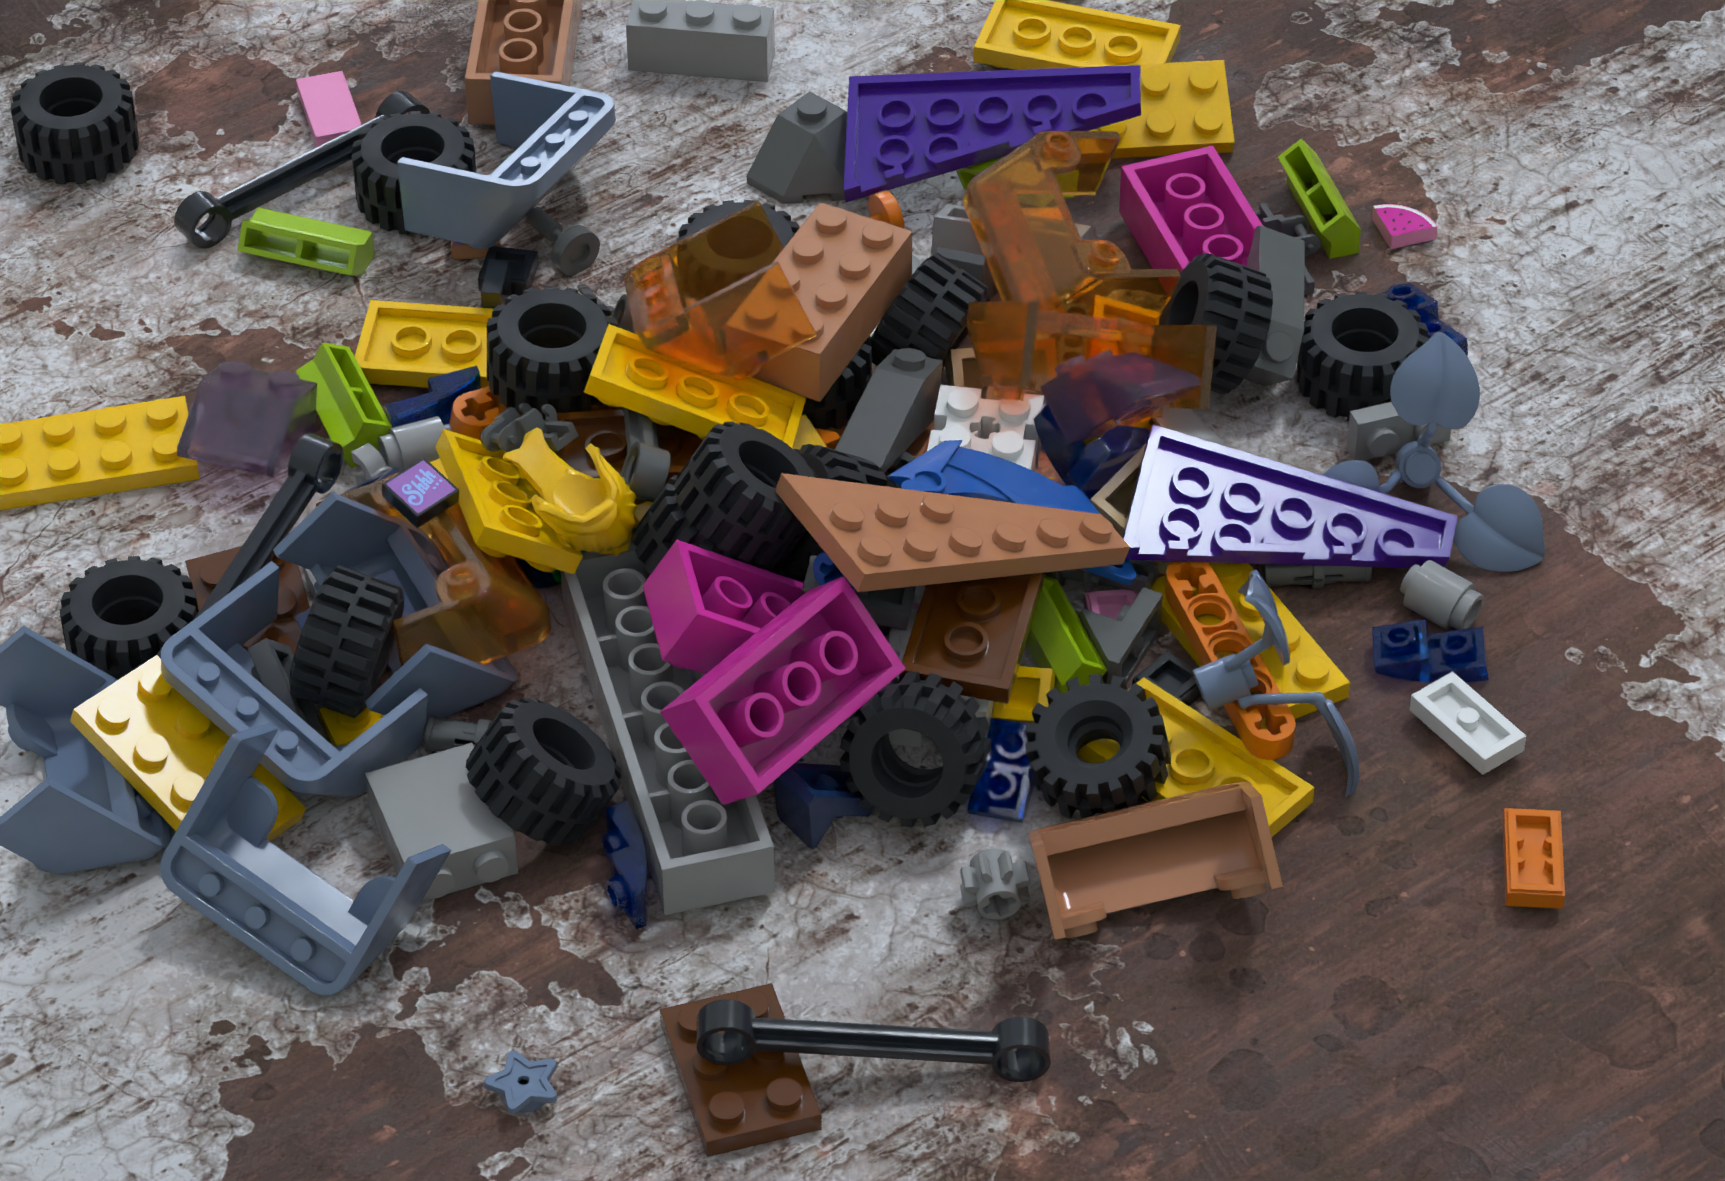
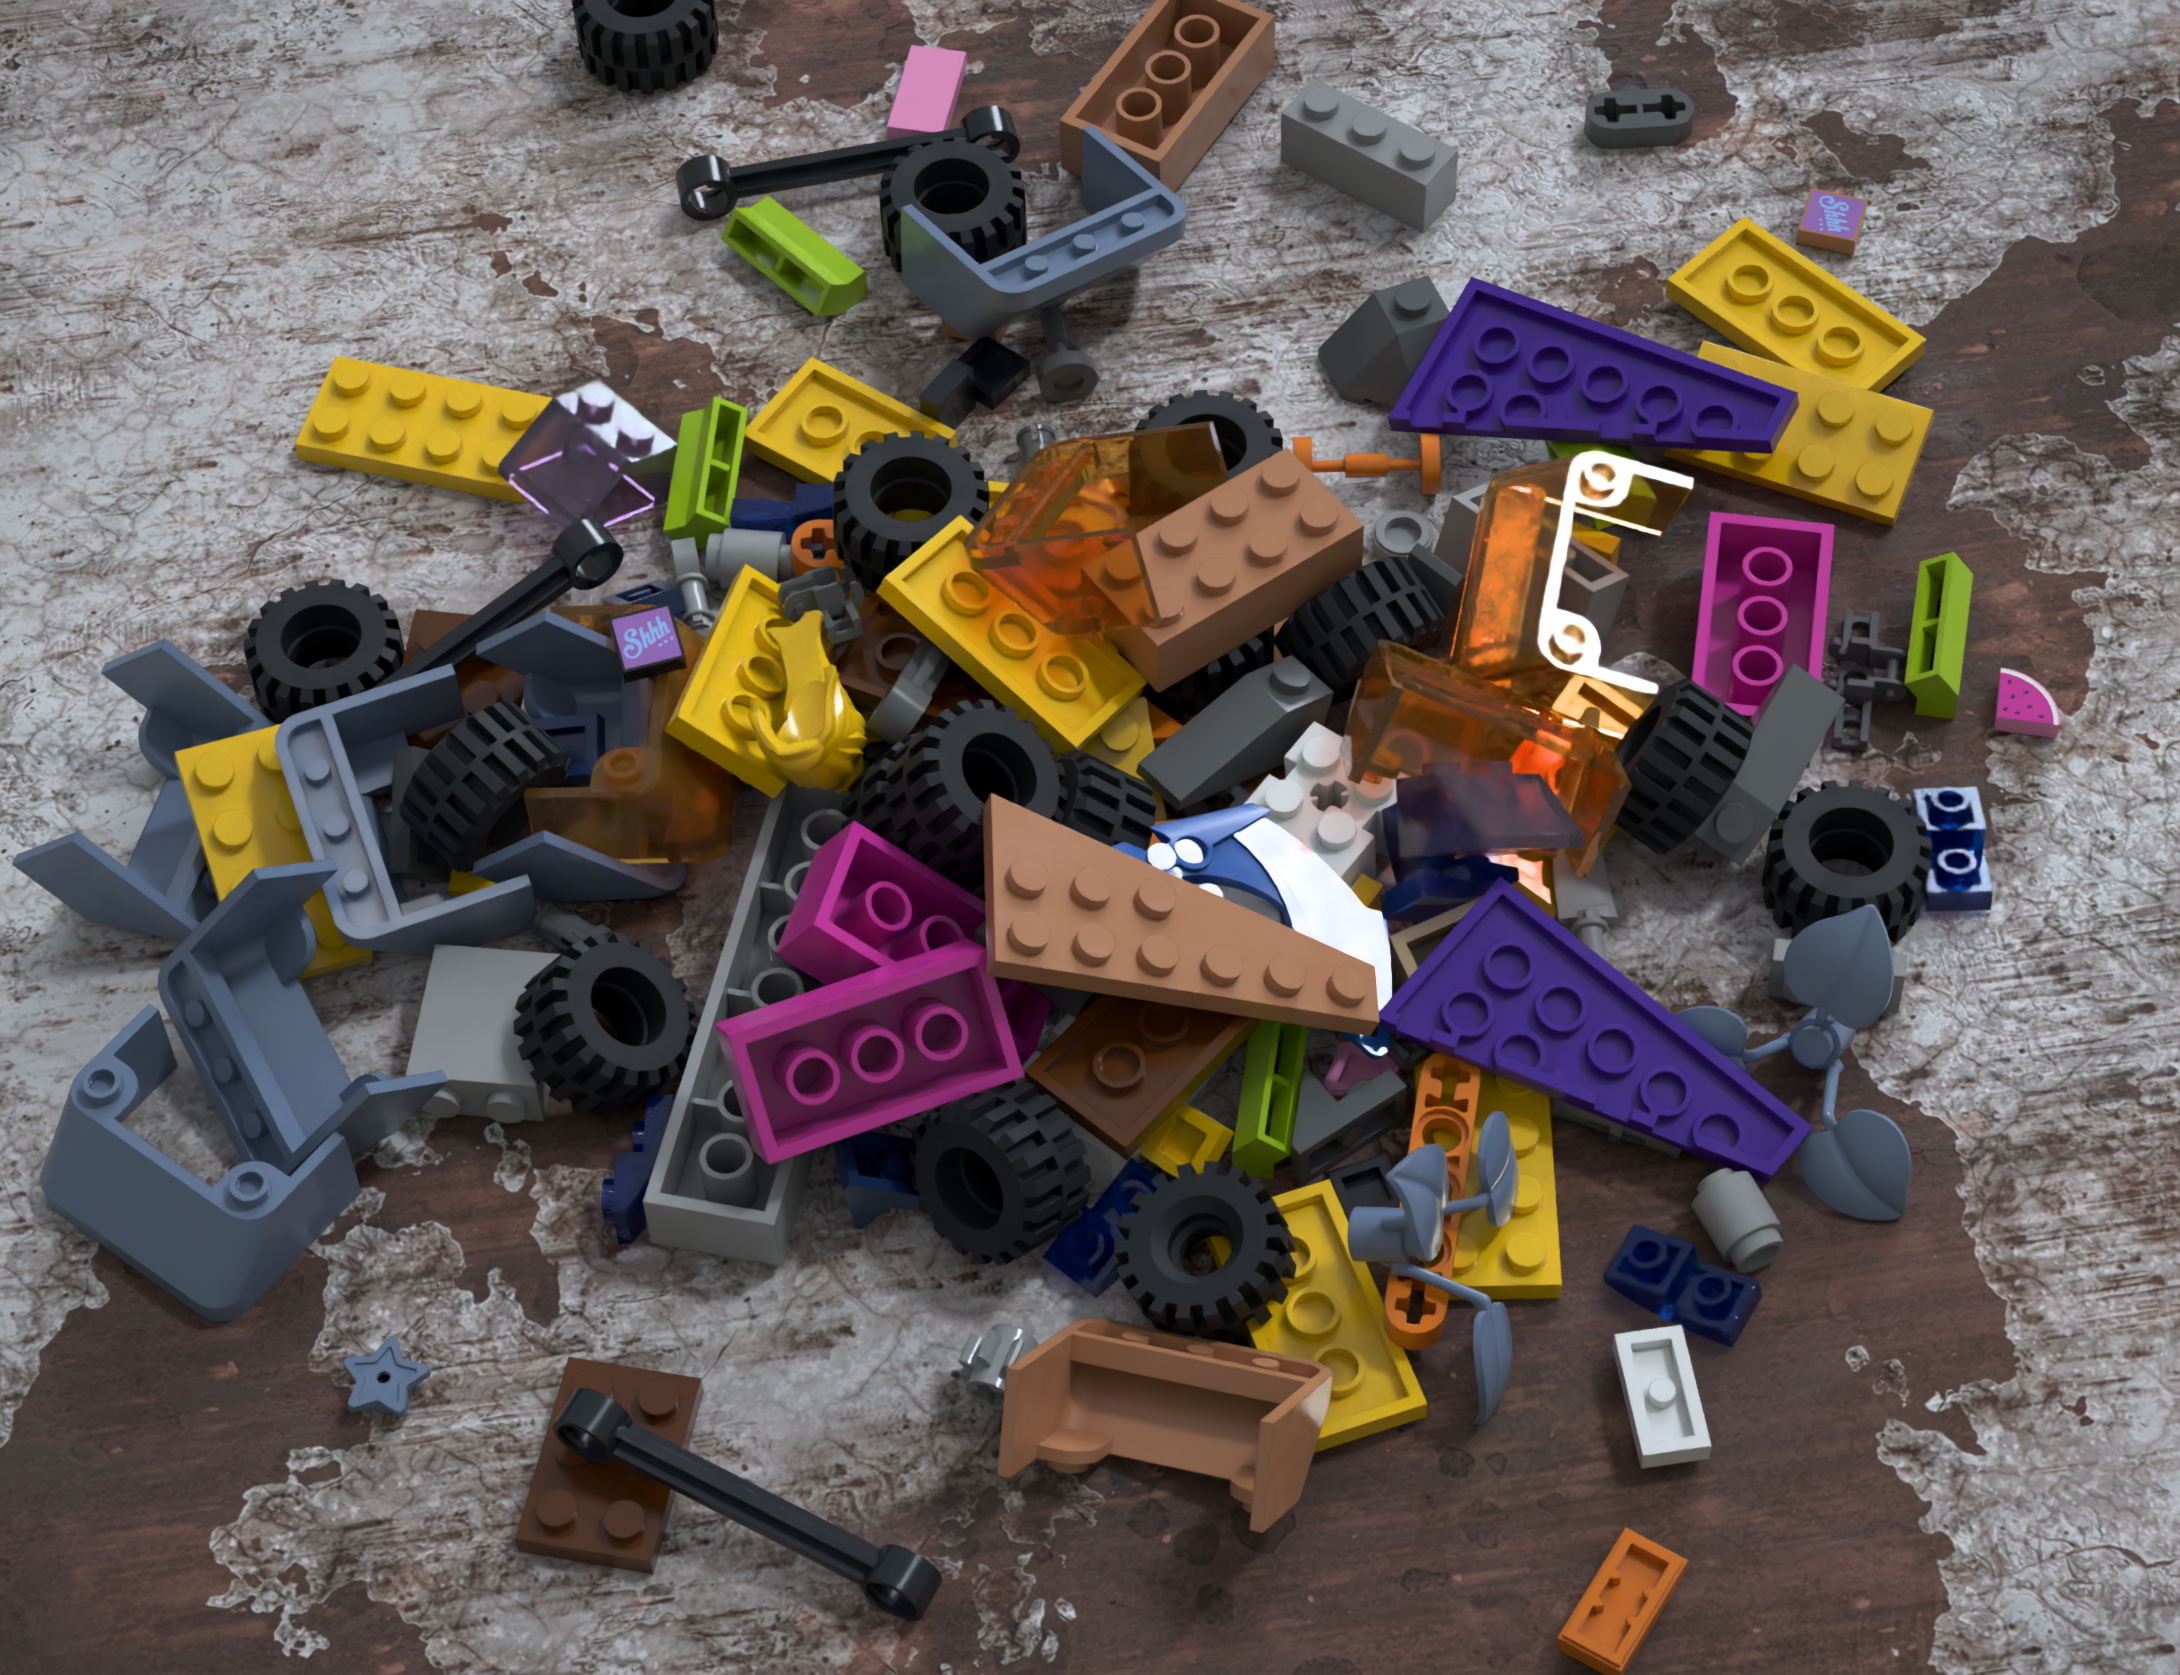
camera: 30 degrees right, 10 degrees up
(267, 1033) = (194, 1240): none -> sand blue windscreen

